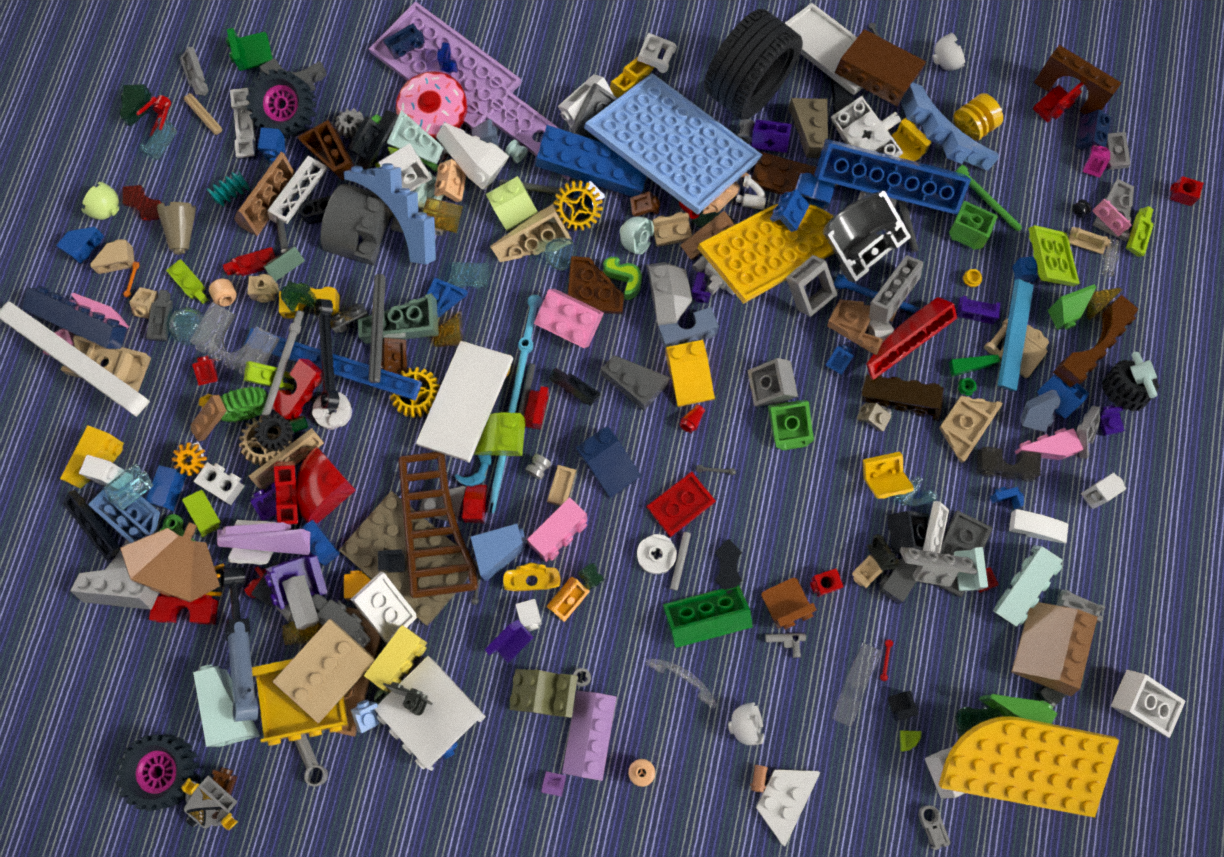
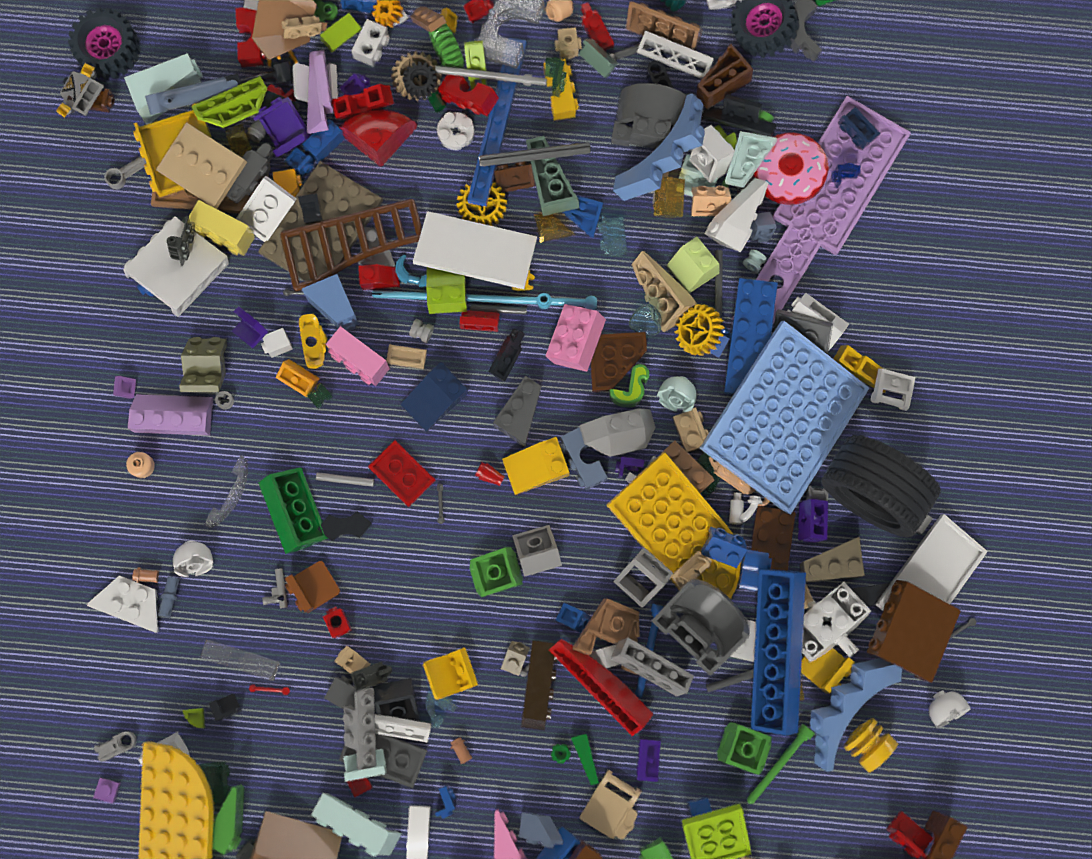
camera: 80 degrees right, 5 degrees up
(190, 538) = (310, 27): none -> tan hinge
(263, 627) = (232, 104): none -> lime wedge
(271, 143) = (717, 22): blue slope -> none
(294, 452) = (402, 99): tan plate -> none
(300, 602) = (261, 133): light grey piece -> none
(329, 397) = (464, 123): black piece -> none
(335, 570) = (300, 162): none -> blue bracket
(340, 319) = (545, 123): dark grey hinge -> none
(348, 122) = (761, 87): light grey gear -> none
(365, 715) = (168, 210): light blue bracket -> none
(644, 204) = (715, 399): dark orange bracket -> none
(650, 545) = (342, 446): white plate -> none
(784, 755) = (168, 597): none -> sand blue pin
(816, 244) = (691, 569): none -> tan hinge
(954, 479) = (461, 750): none -> nougat pin
(967, 424) = (520, 756): tan wing -> none
(972, 278) = (683, 752): yellow plate -> none
(978, 840) = (107, 790): none -> medium lavender plate
(991, 464) = (479, 819): clear smoke arch -> none
(1015, 335) = (622, 800): dark azure tile -> none

